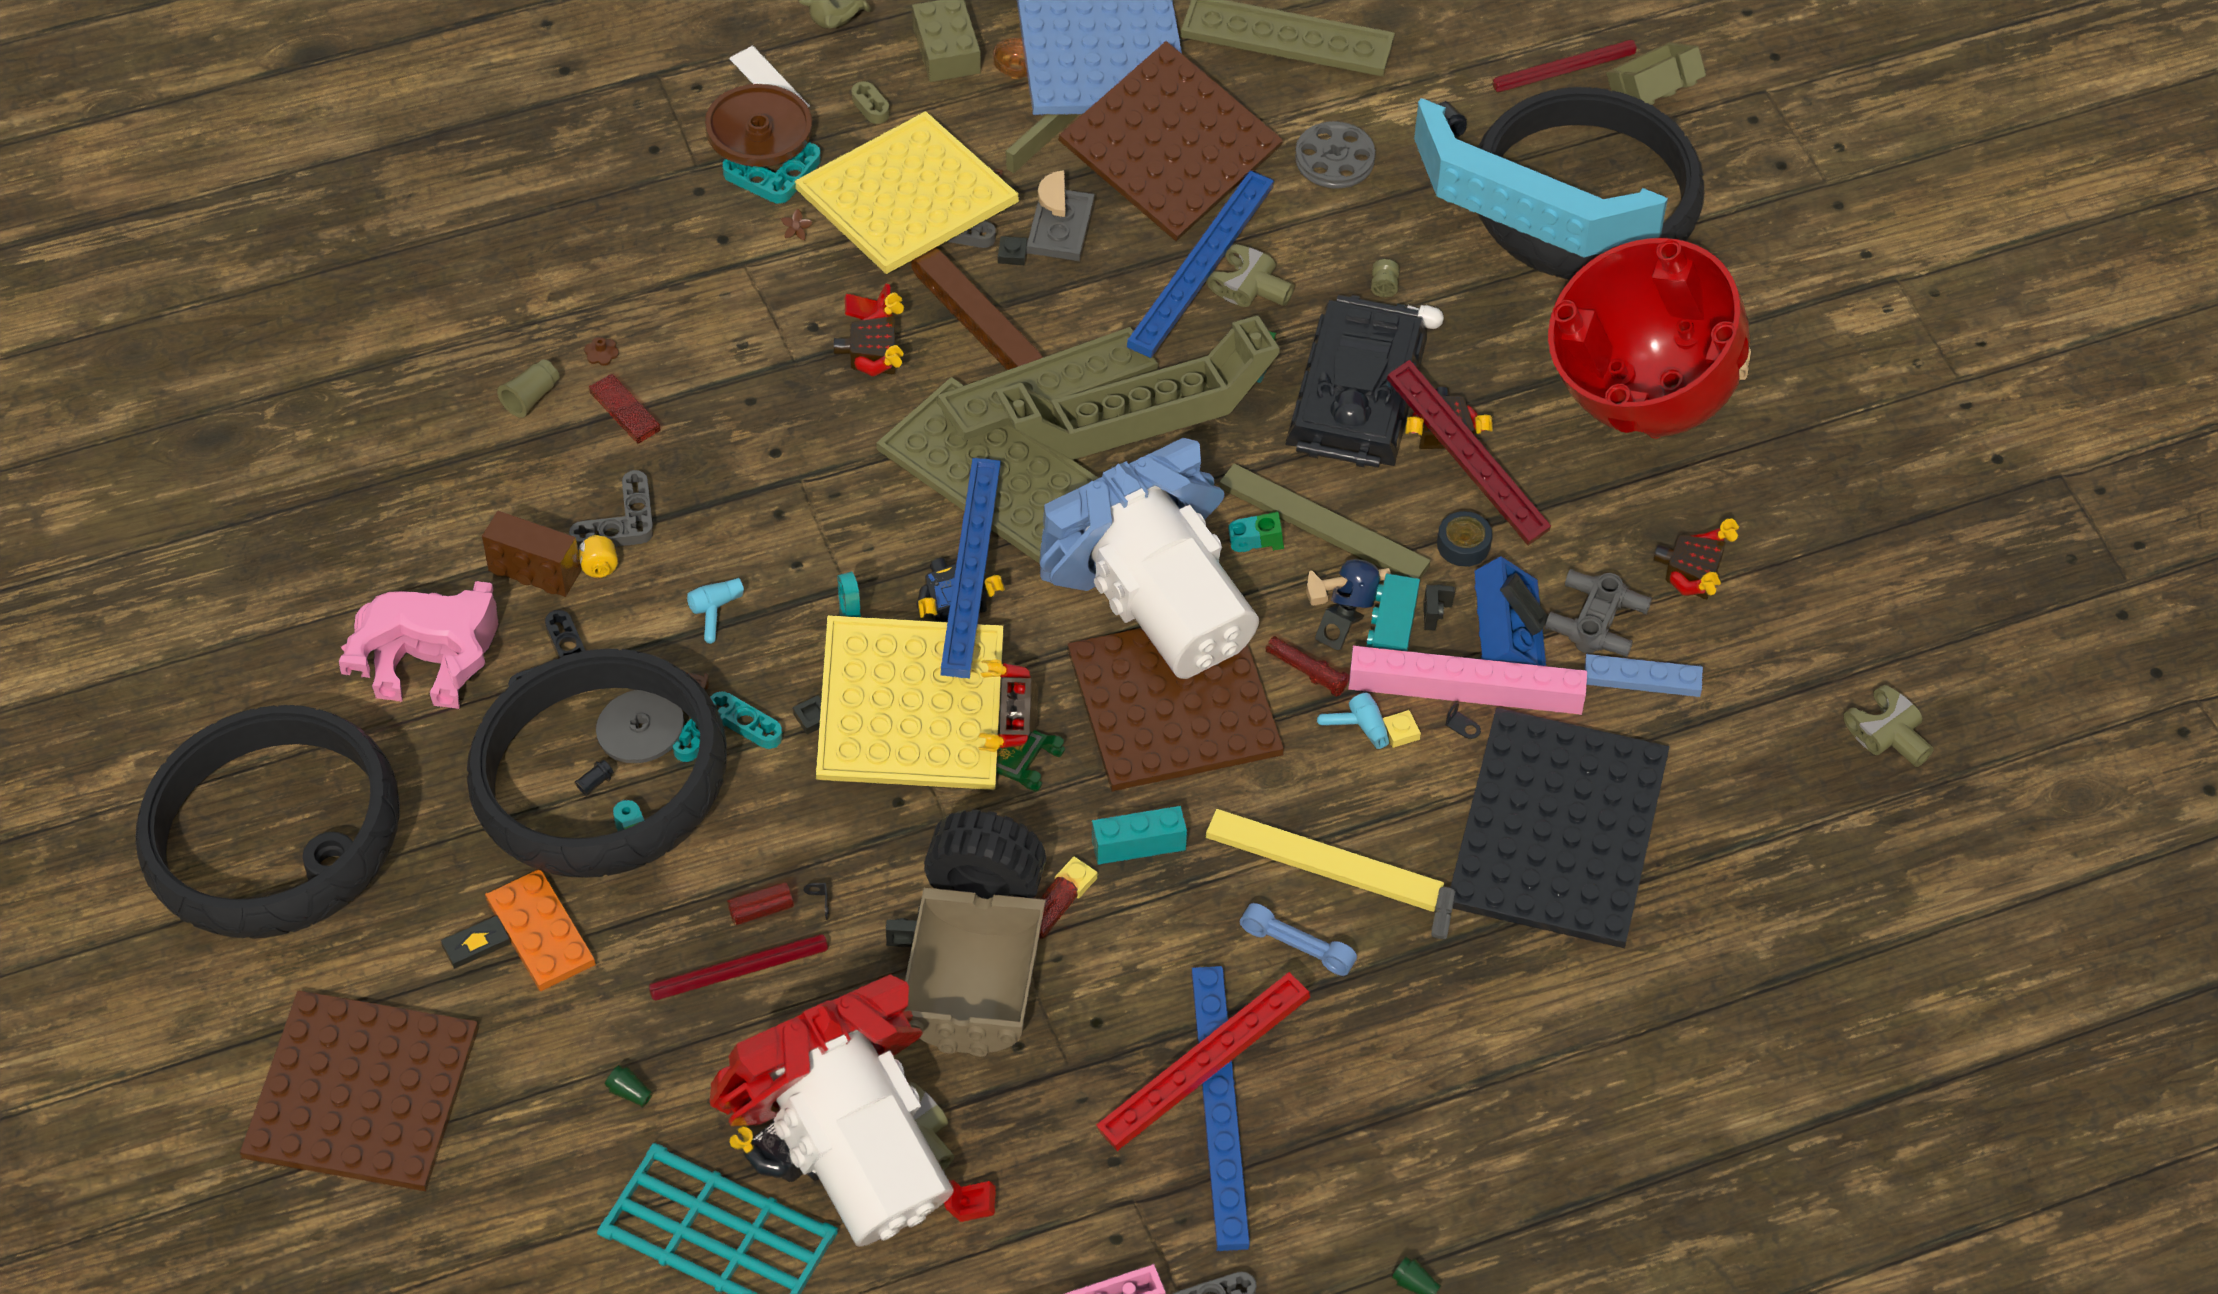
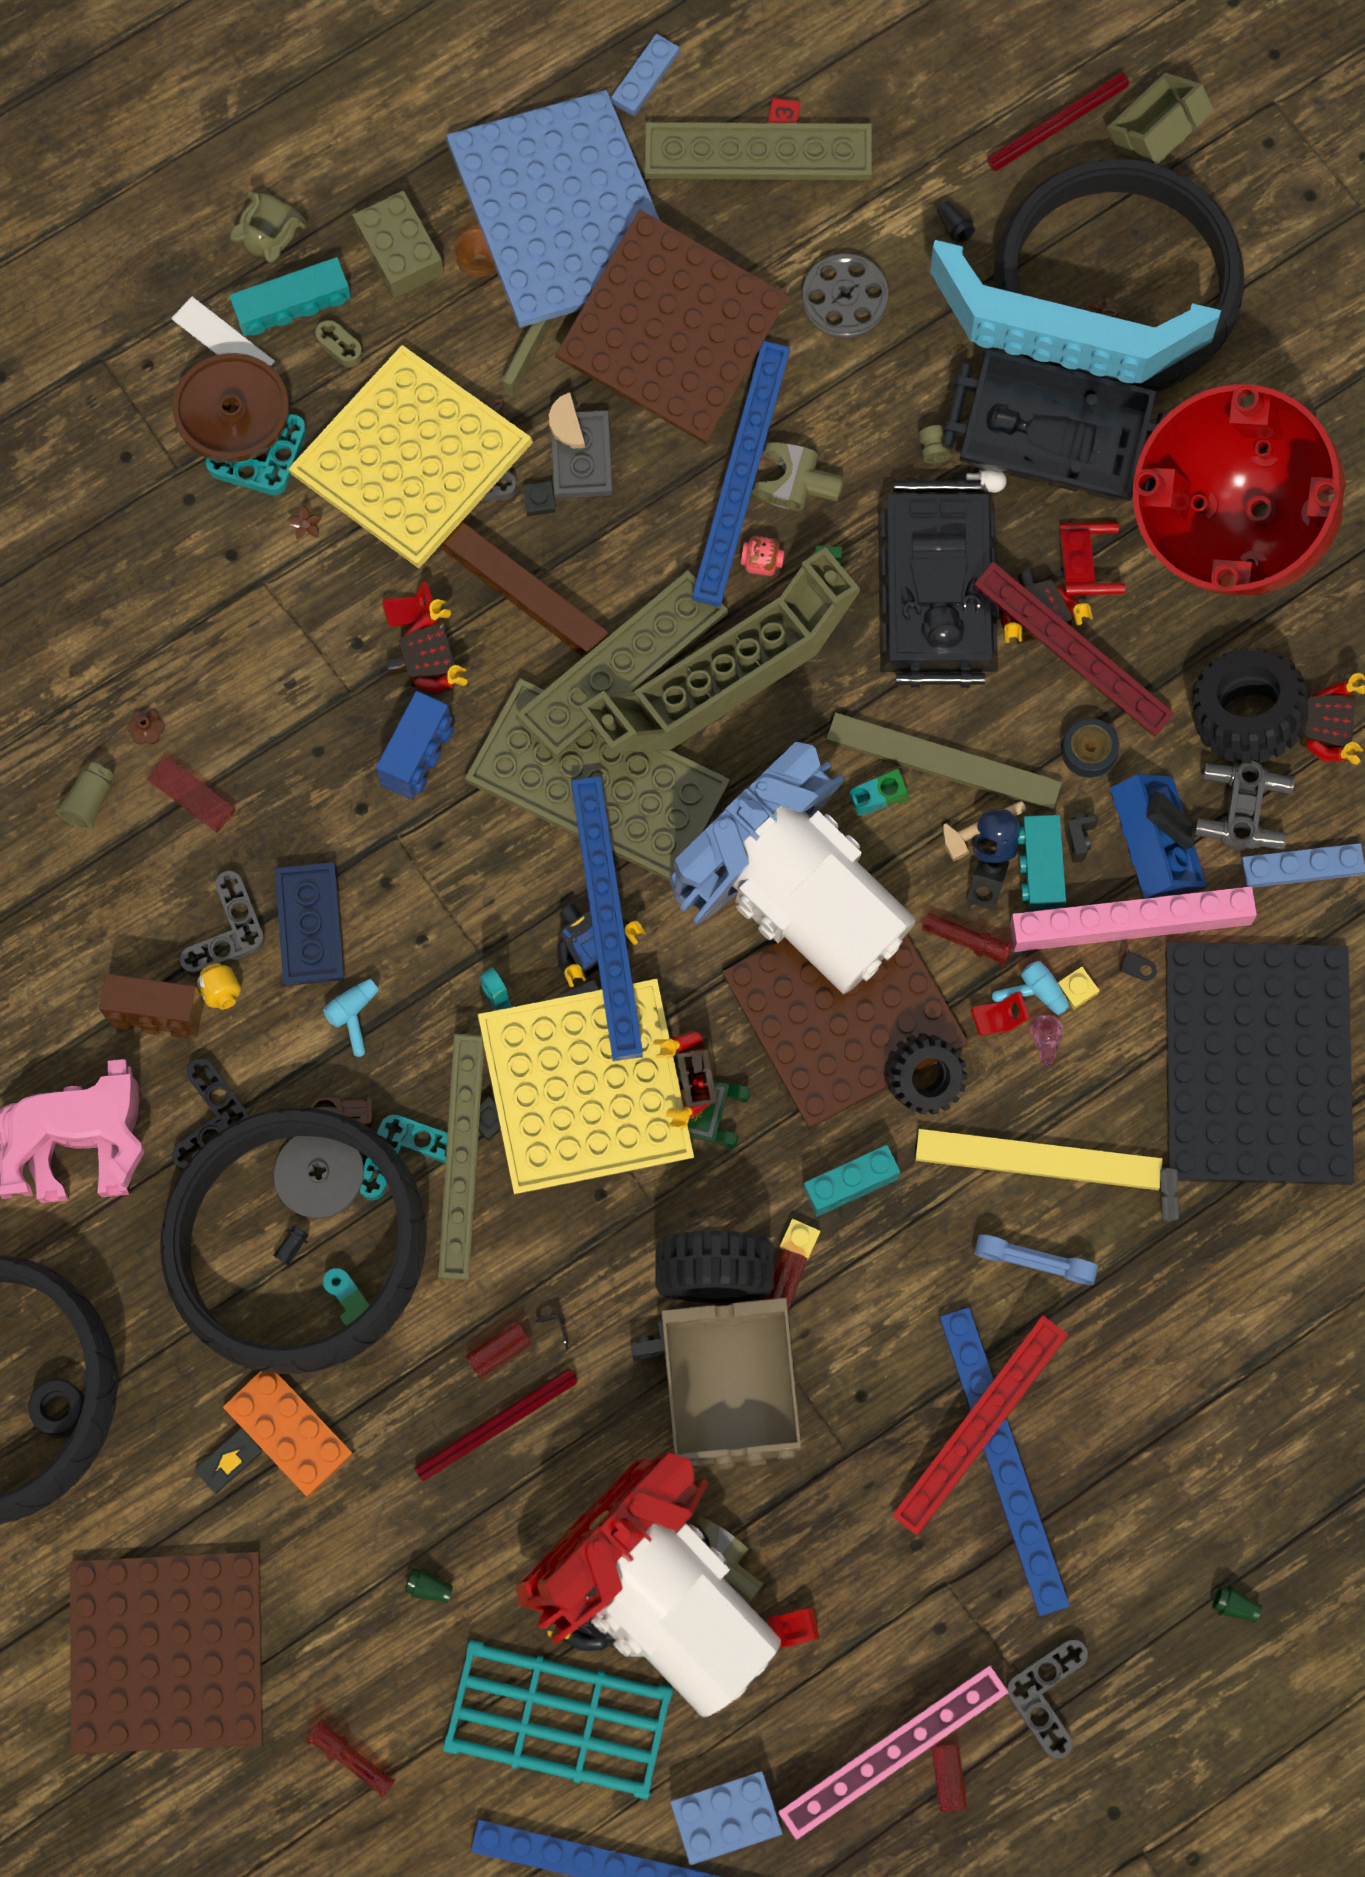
camera: 10 degrees left, 20 degrees up
(495, 1206) = (338, 1749): none -> clear red pin
(697, 527) = (309, 924): none -> dark blue plate
(775, 738) = (461, 1157): none -> olive tile
(838, 58) = (290, 297): none -> teal brick
(838, 405) = (415, 746): none -> blue piece
(1201, 330) = (762, 556): none -> coral head
(1255, 744) = (945, 1086): none -> black tyre
(1319, 735) = (998, 1016): none -> red bracket
(1320, 10) = (784, 111): none -> red tile
(1360, 757) = (1047, 1035): none -> clear pink animal
(1486, 275) = (1052, 425): none -> black piece
(1493, 388) = (1078, 559): none -> red plate
(1622, 526) = (1257, 735): none -> black tyre

